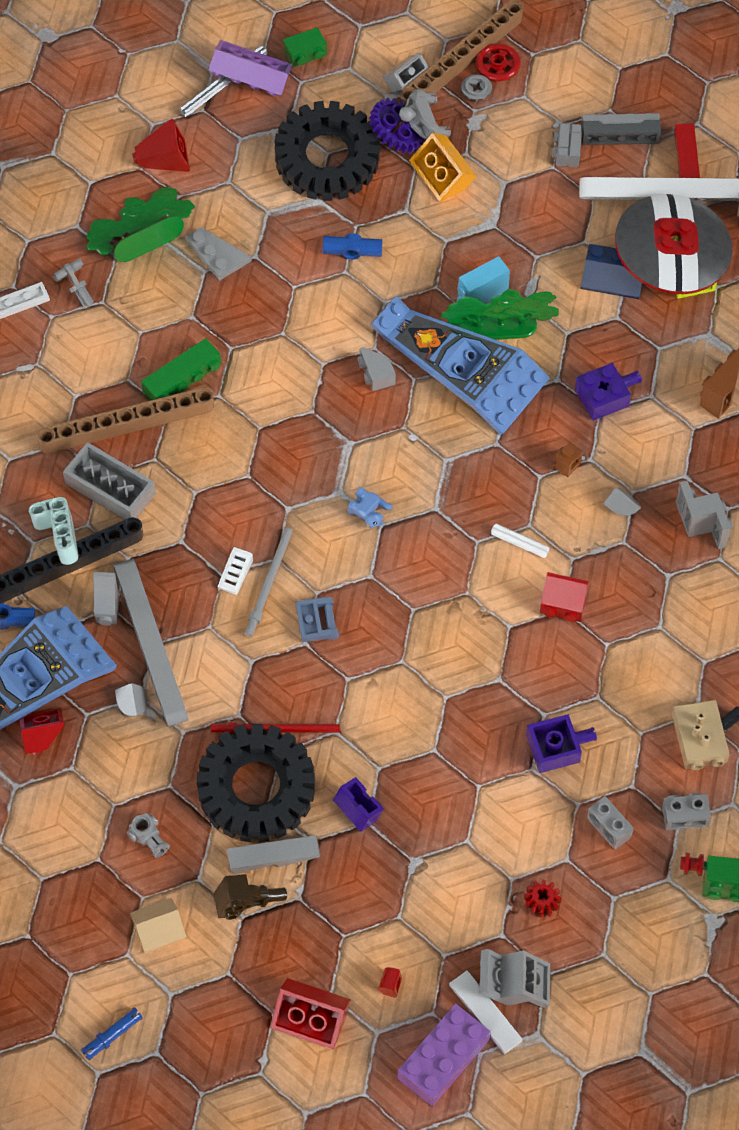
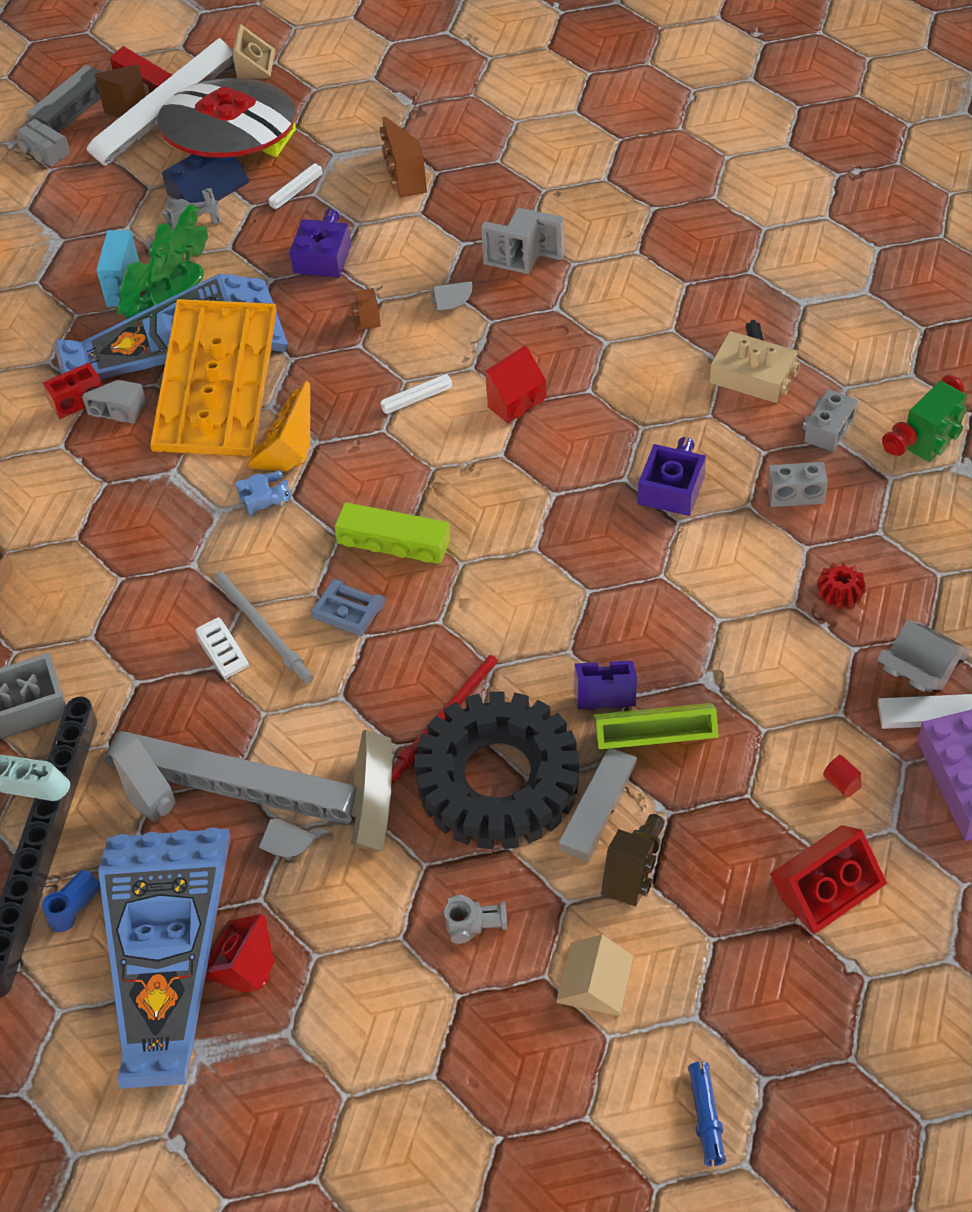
camera: 50 degrees left, 10 degrees down
(192, 724) = (373, 791): none -> dark tan slope
(348, 852) = (656, 726): none -> lime brick
(359, 335) = (67, 389): none -> red brick
(390, 606) = (392, 533): none -> lime brick
(418, 493) = (288, 436): none -> light orange wedge
(434, 412) = (214, 378): none -> light orange piece
(571, 284) = (176, 207): none -> light grey axle
(651, 158) = (120, 89): none -> reddish brown slope
(654, 332) = (295, 186): none -> white axle

